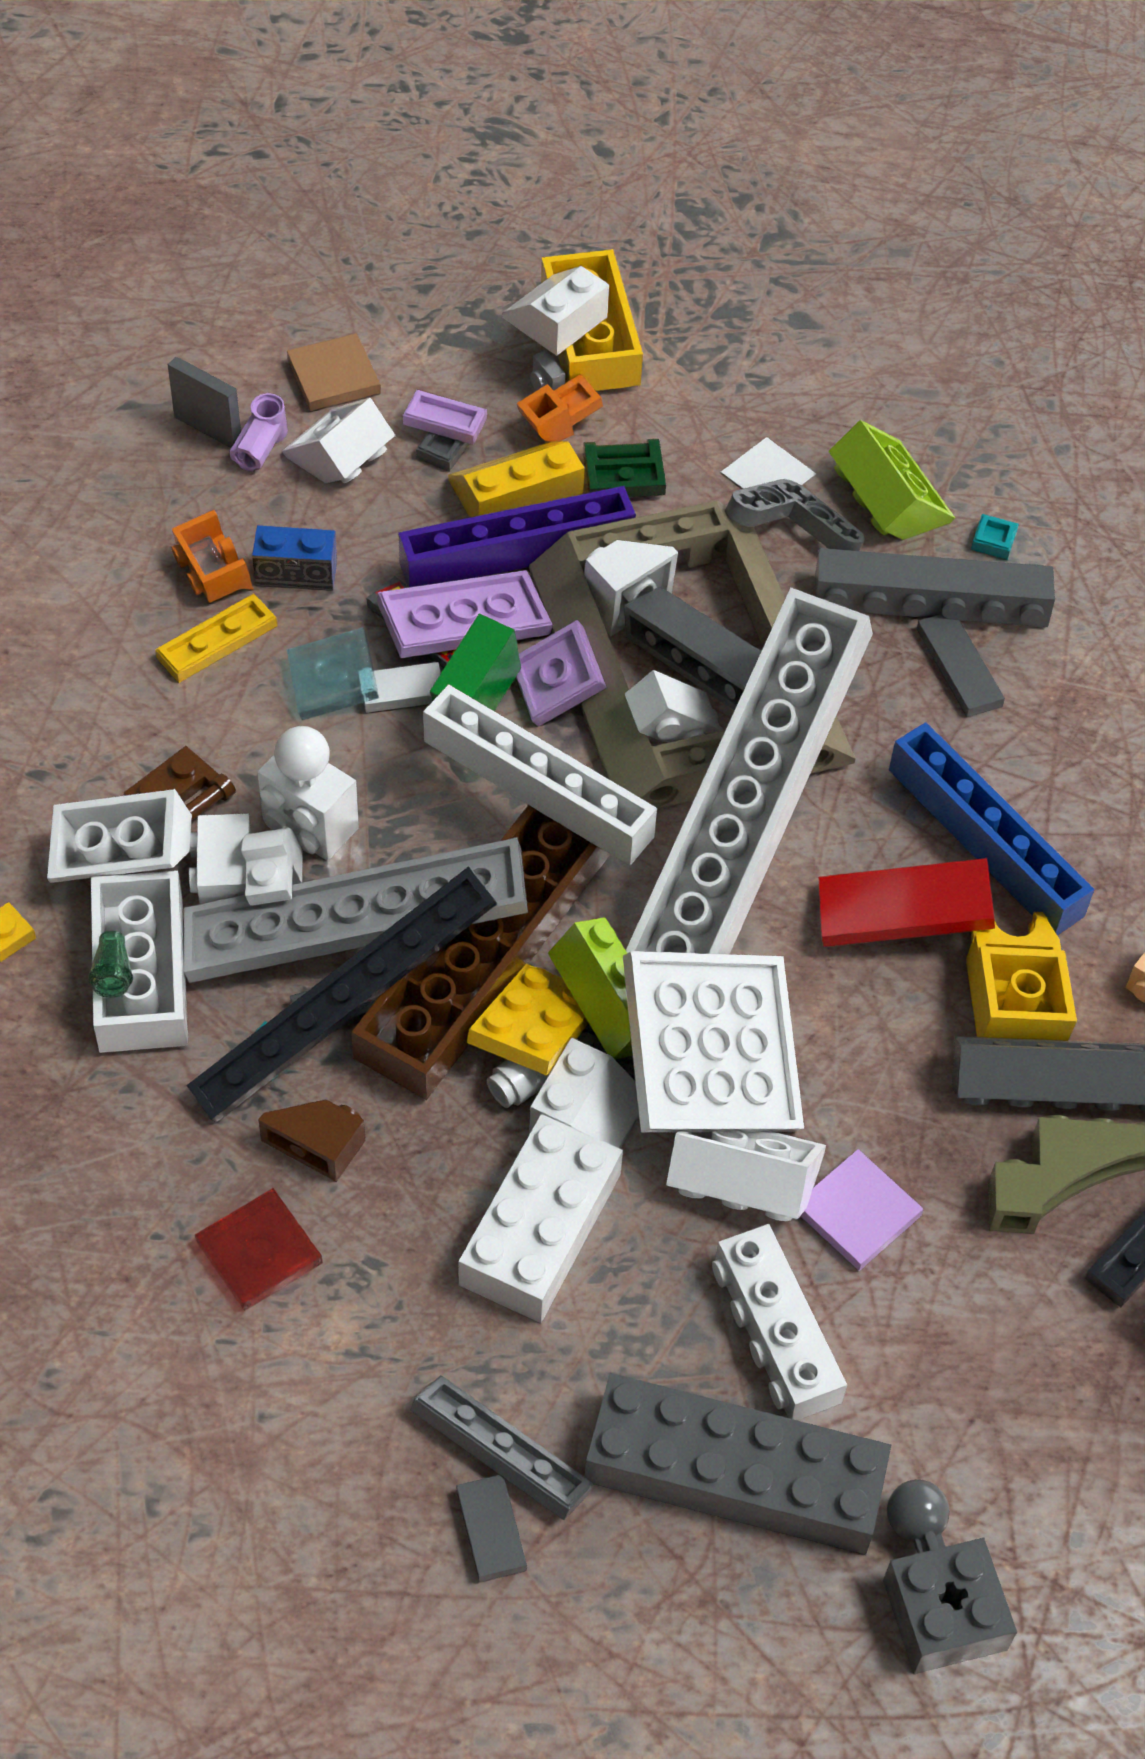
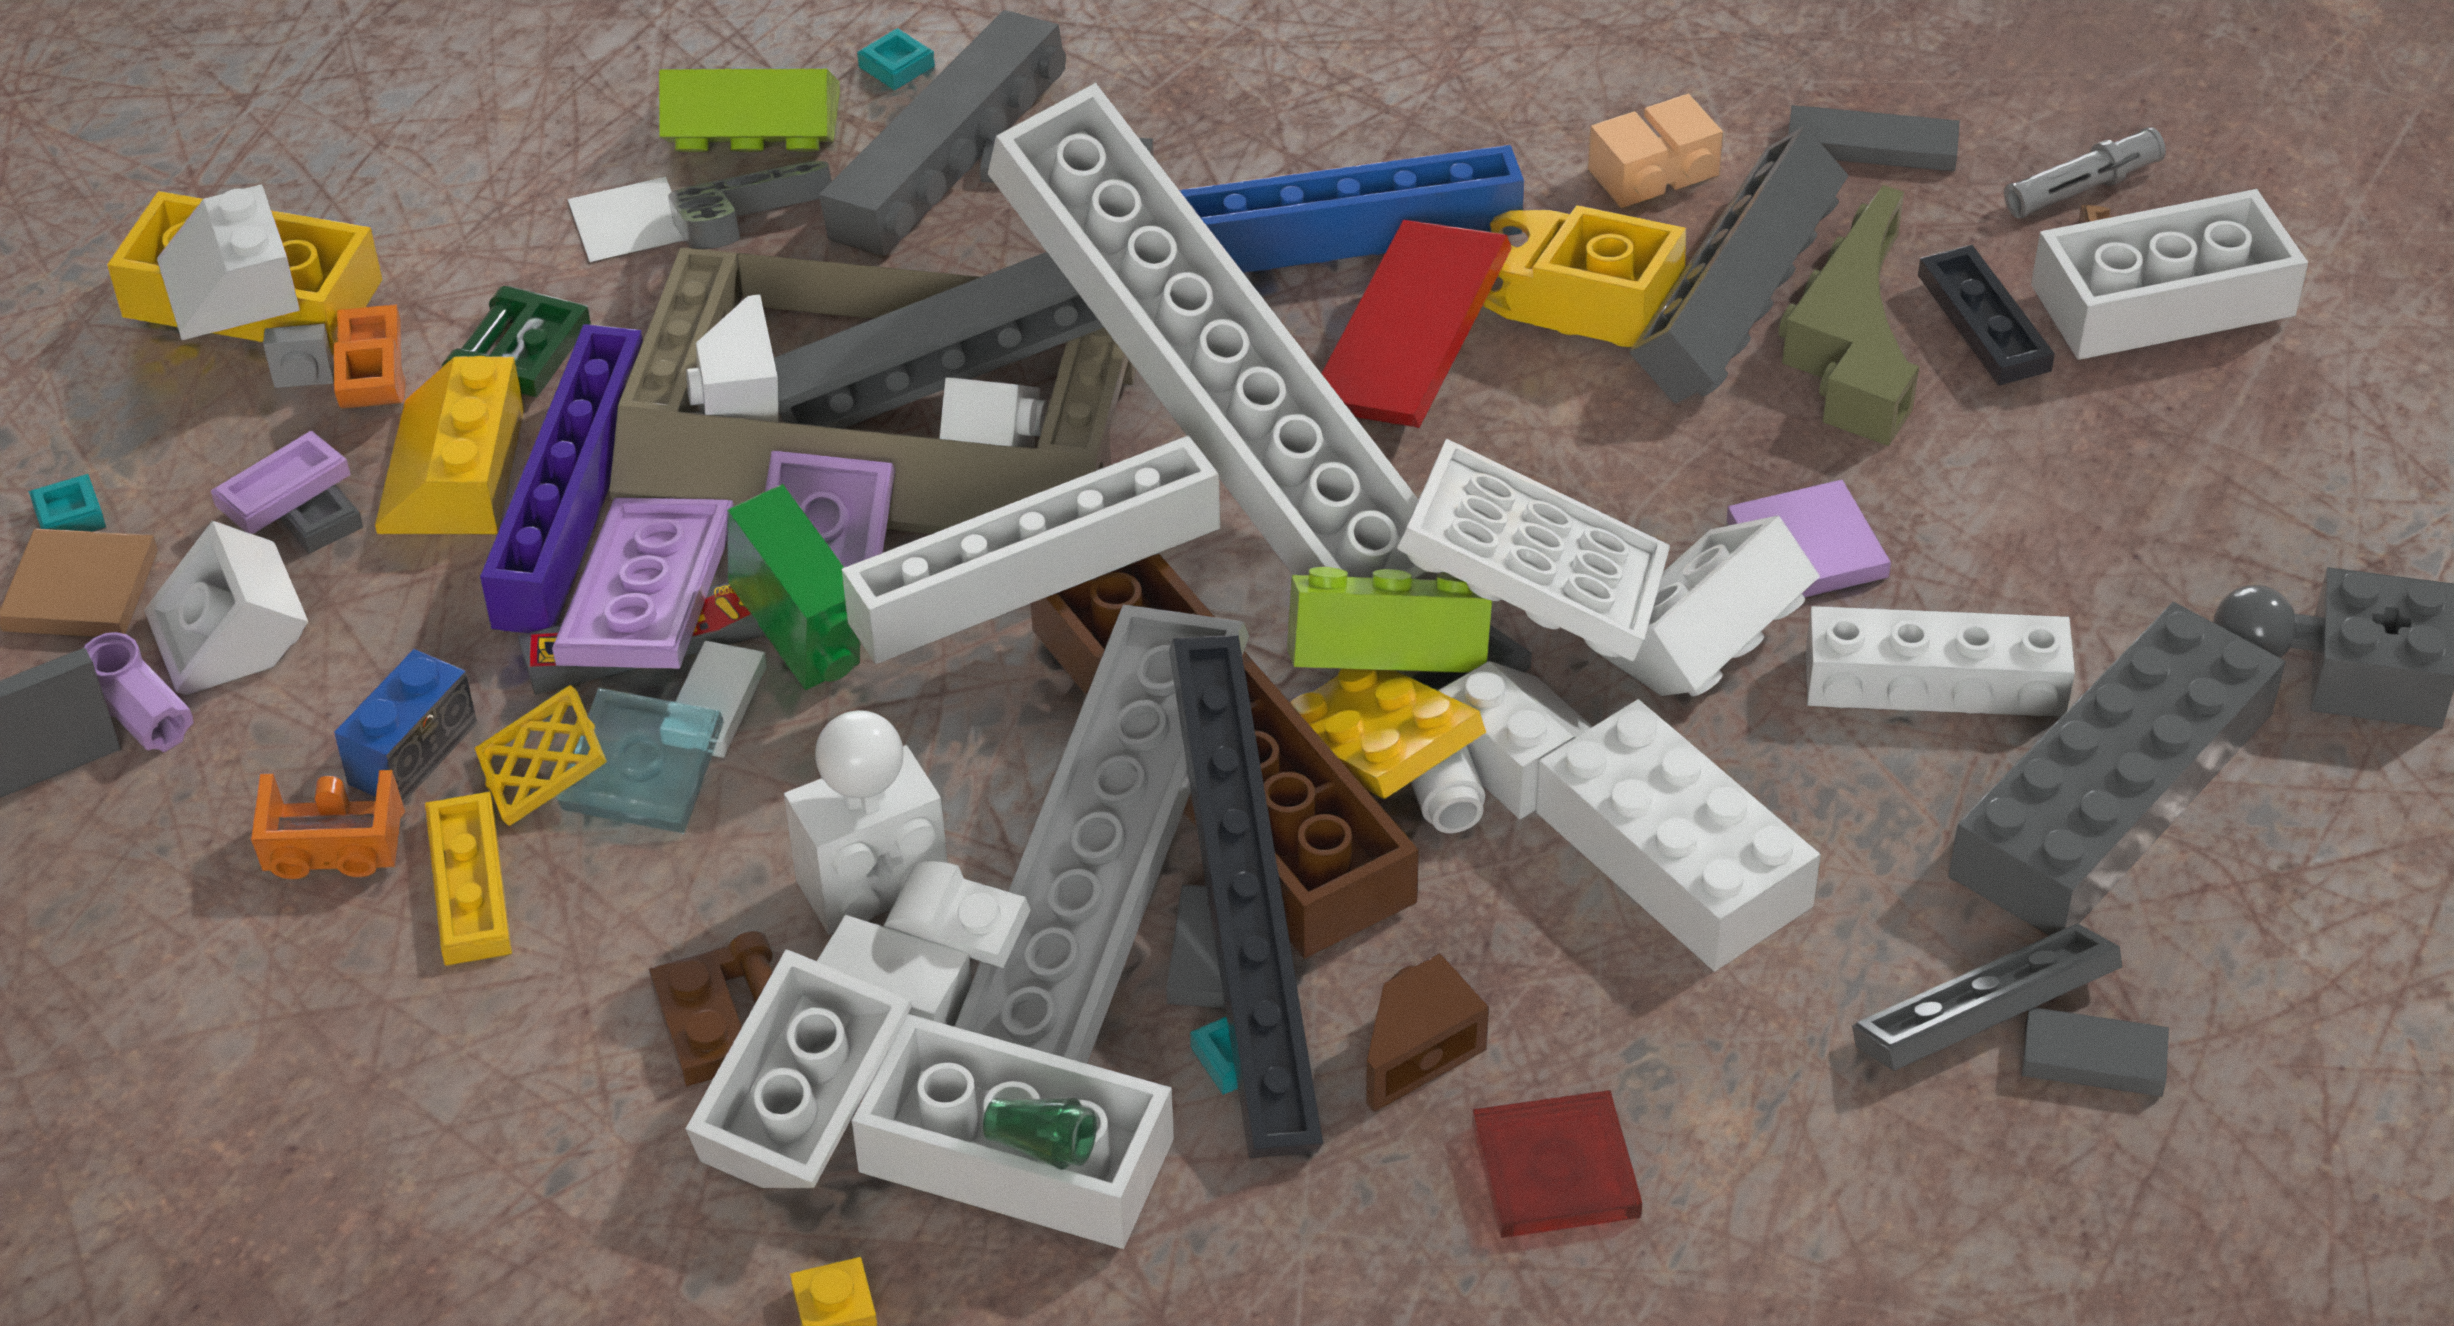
camera: 60 degrees left, 10 degrees down
(275, 633) = (560, 778): none -> yellow window
(385, 340) = (68, 505): none -> teal tile

